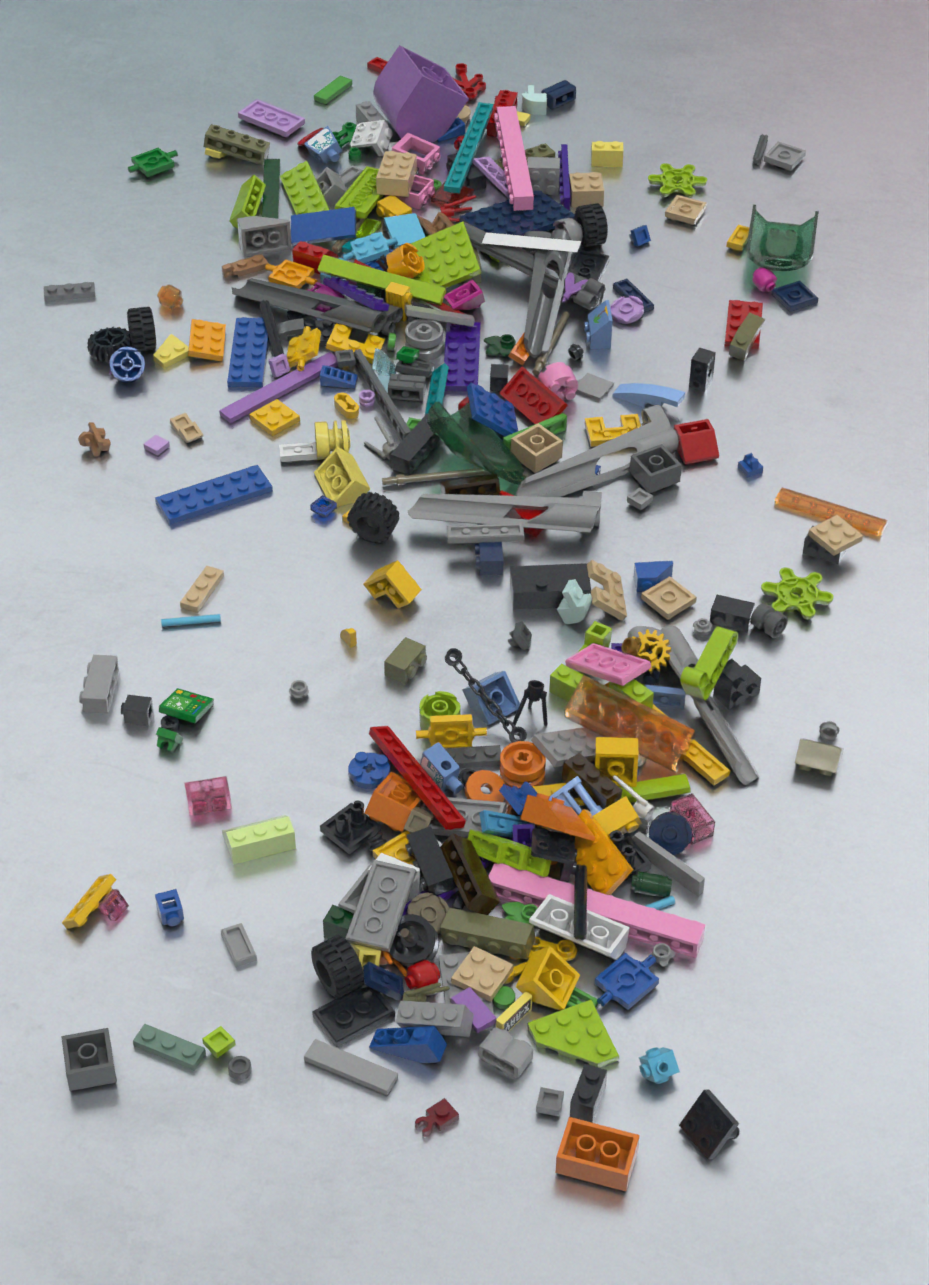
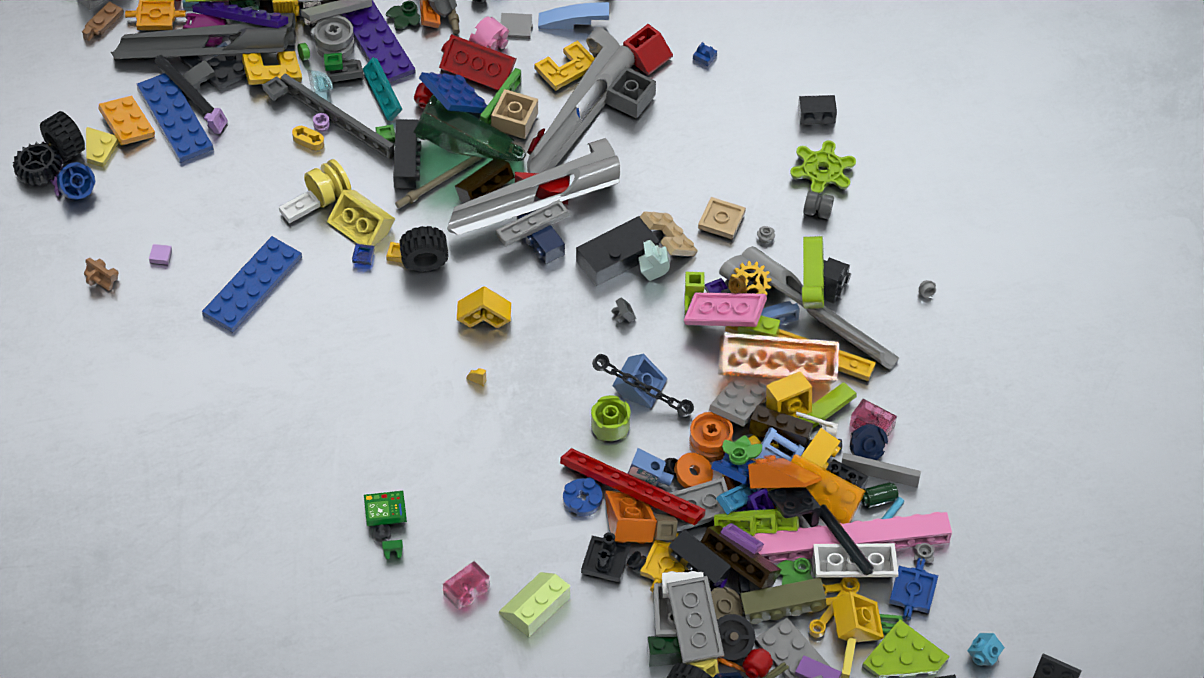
camera: 30 degrees left, 10 degrees up
(99, 683) = (292, 522): light grey brick -> none
(137, 710) = (345, 532): black brick -> none
(170, 296) = (56, 86): clear orange head -> none
(186, 428) = (175, 225): tan slope -> none
(190, 620) = (324, 422): medium azure bar -> none
(202, 589) = (312, 386): tan plate -> none
(274, 417) = (250, 178): yellow plate -> none
(276, 389) = (231, 144): medium lavender tile -> none
(299, 689) = (470, 443): light grey plate -> none
(303, 347) = (229, 92): yellow plate -> none
(337, 378) = (270, 113): blue slope -> none
(388, 447) = (381, 168): light grey plant -> none
(405, 660) = (543, 378): olive brick -> none
(407, 387) = (352, 96): dark grey brick -> none
(451, 731) = (633, 431): yellow plate -> none
(476, 756) = (661, 442): dark grey plate -> none
(482, 859) = (742, 538): none -> medium lavender tile
(482, 973) = (803, 638): tan plate -> none
(498, 376) = (429, 51): black brick -> none
(504, 998) = (828, 649): bright green tile -> none
(532, 785) = (741, 450): none -> bright green plate
(534, 693) = (680, 364): black plant -> none
(564, 682) = (699, 340): lime brick -> none
(640, 498) = (634, 128): light grey plate -> none
(651, 573) = (693, 202): blue slope -> none
(731, 613) = (783, 210): black brick -> none
(818, 756) = (935, 316): slope -> none
(828, 510) = (798, 72): clear orange tile -> none
(835, 535) = (825, 98): tan plate -> none

